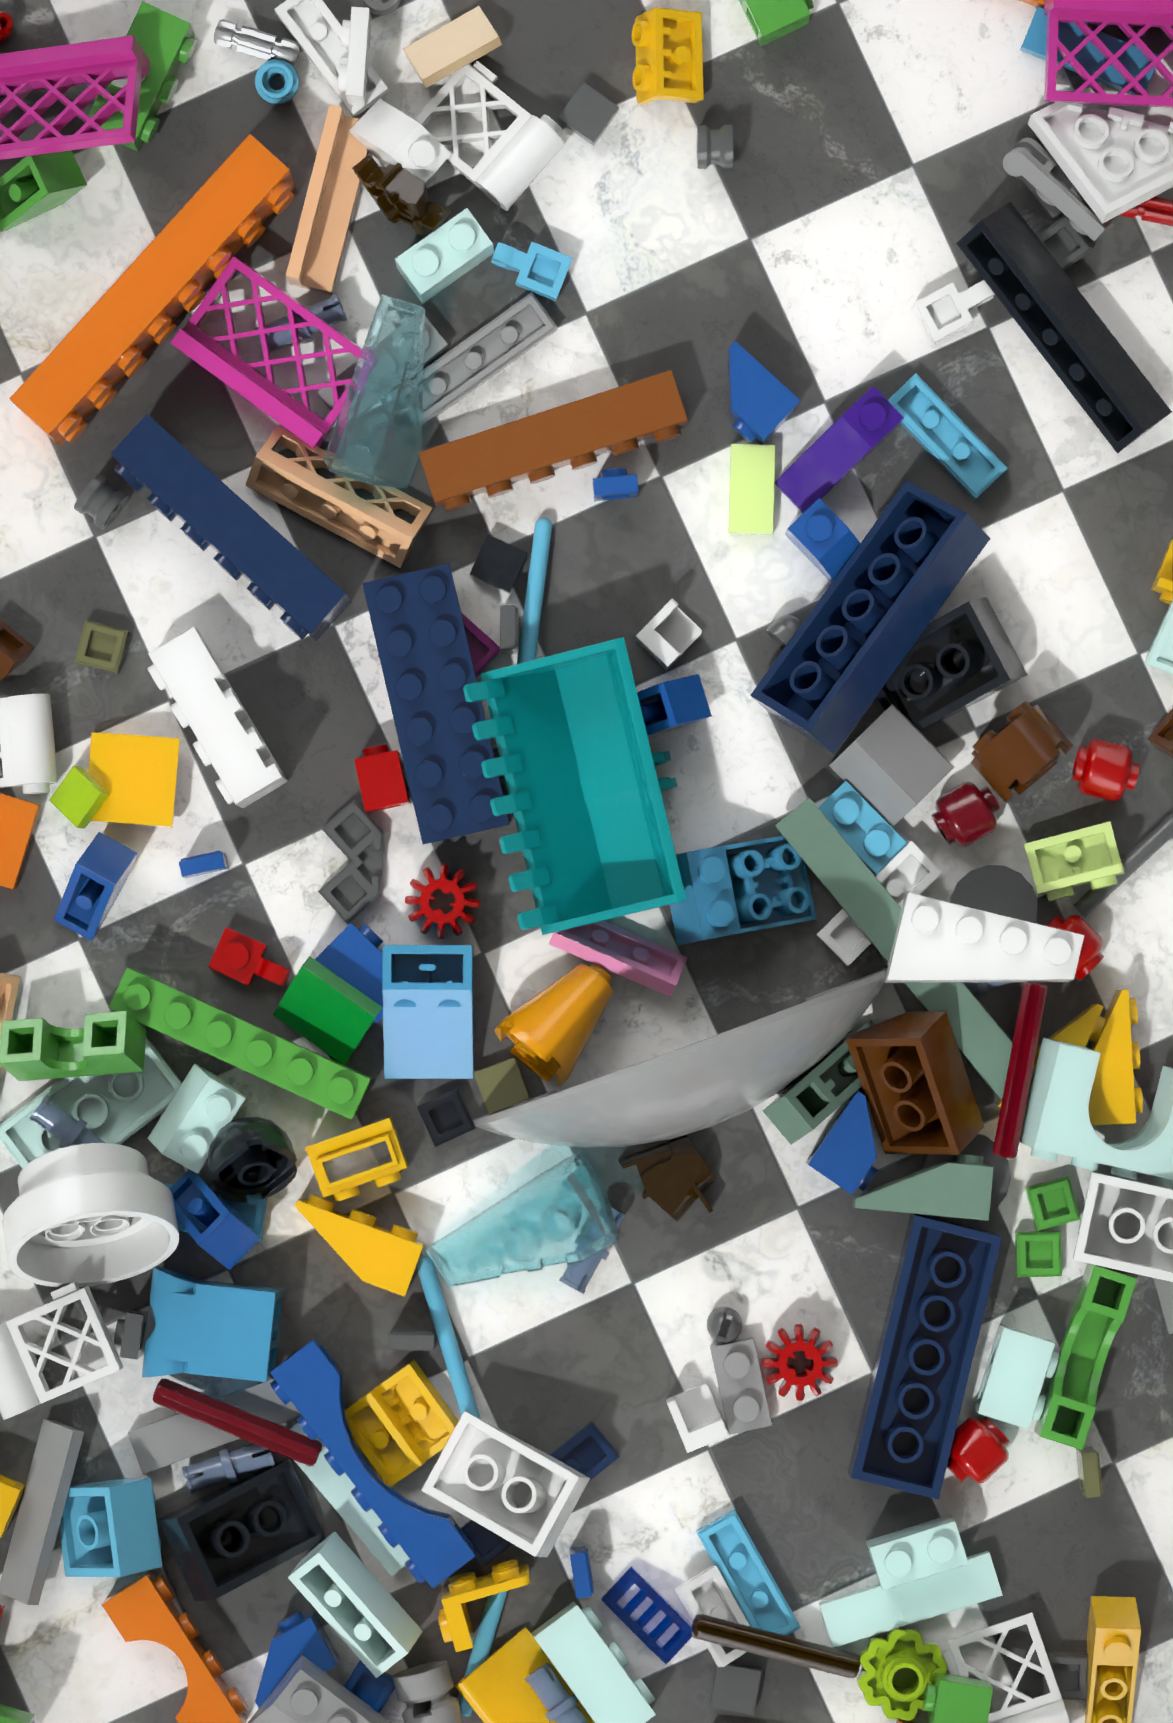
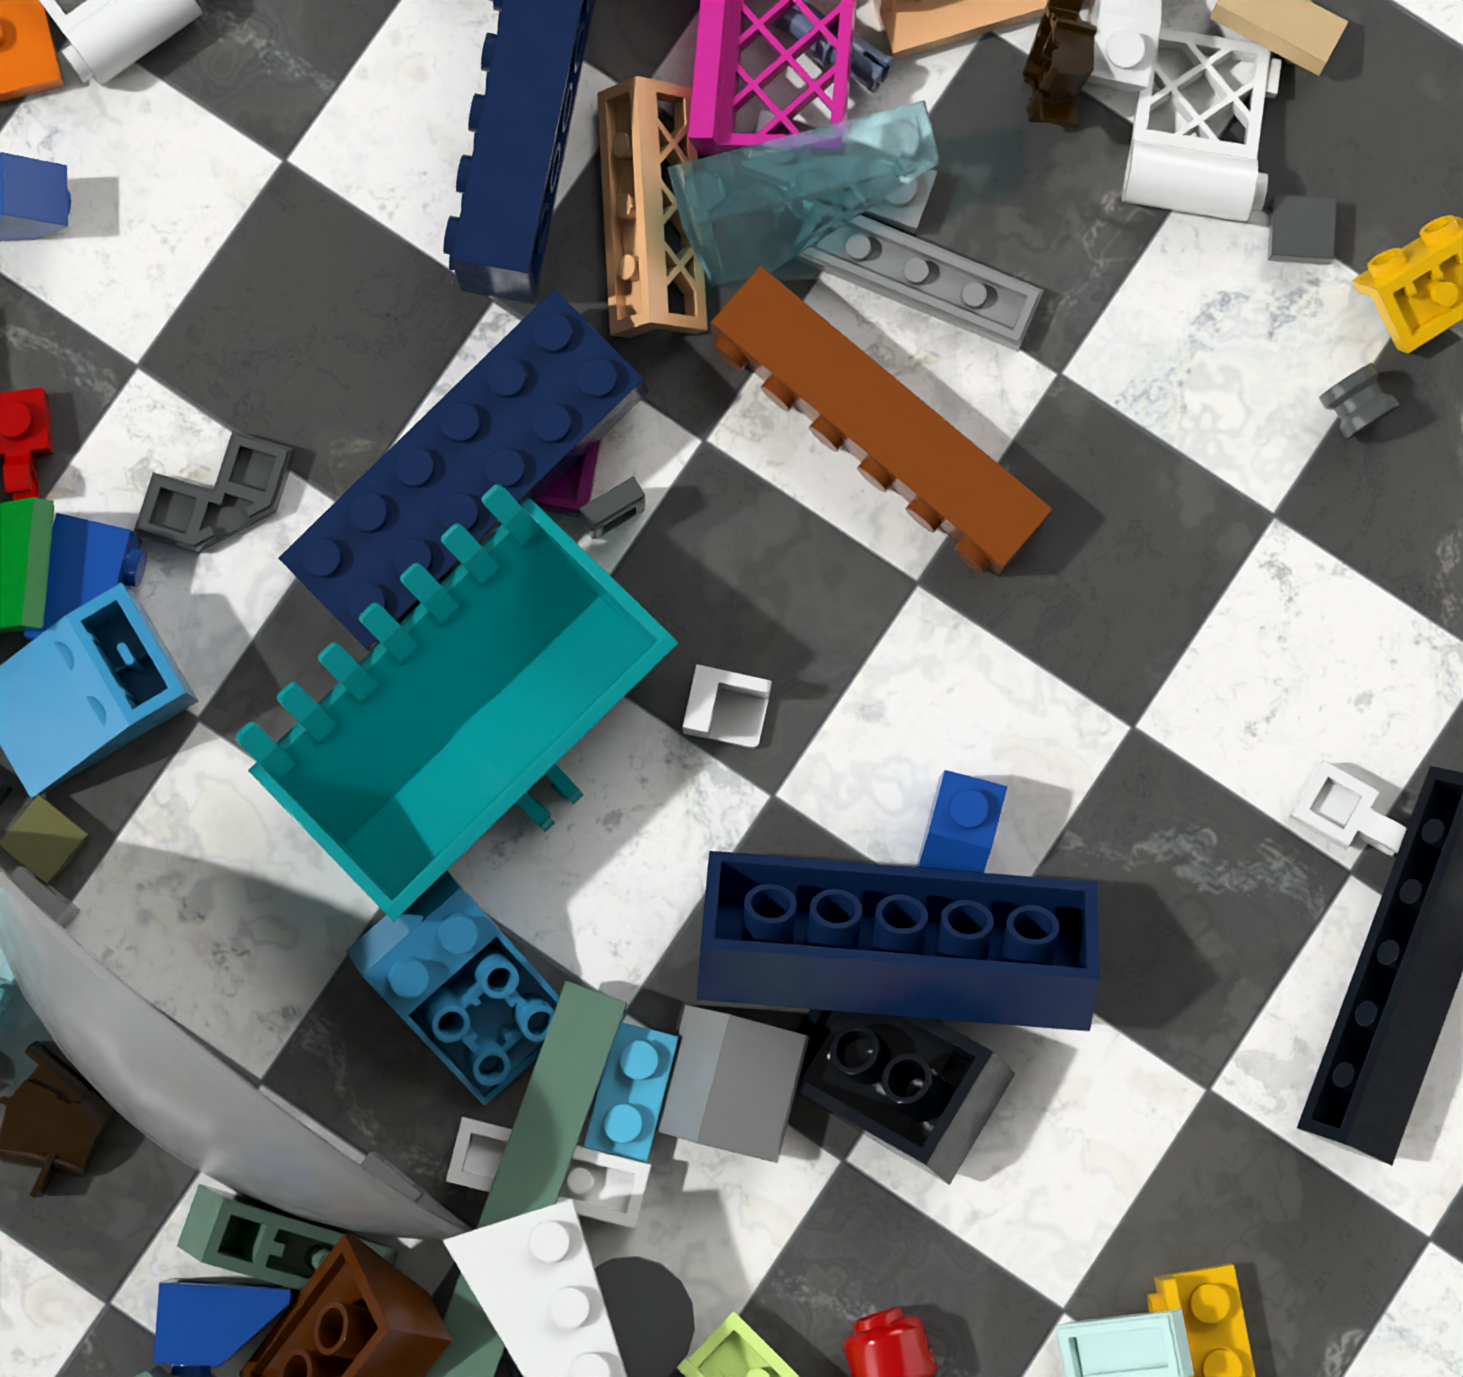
camera: 60 degrees right, 5 degrees down
(79, 797) = (97, 119): lime tile -> none
(101, 646) = (299, 42): olive tile -> none
(137, 775) = (157, 171): yellow slope -> none
(203, 864) = (103, 314): blue tile -> none
(216, 718) = (287, 225): white wedge -> none
(381, 779) = (332, 461): red brick -> none
(444, 255) = (1020, 157): light aqua brick -> none
(447, 888) = (207, 640): red gear -> none
(498, 564) = (687, 450): black tile -> none
(535, 590) = (682, 513): medium azure piece -> none
(539, 269) = (1075, 282): medium azure plate -> none
(558, 1022) = (161, 860): light orange cone -> none
(615, 485) = (869, 530): blue plate -> none
(623, 954) = (294, 894): bright pink plate -> none
(673, 704) = (636, 759): blue slope -> none
(751, 489) = (969, 701): yellowish green tile -> none
(756, 397) = (1084, 637): blue slope -> none
(783, 629) = (820, 843): dark grey hinge -> none
(839, 449) = (1086, 779): dark purple slope -> none
(946, 437) = (1183, 901): medium azure tile -> none
(966, 814) = (727, 1214): dark red head -> none
(1019, 751) = (845, 1233): reddish brown brick -> none

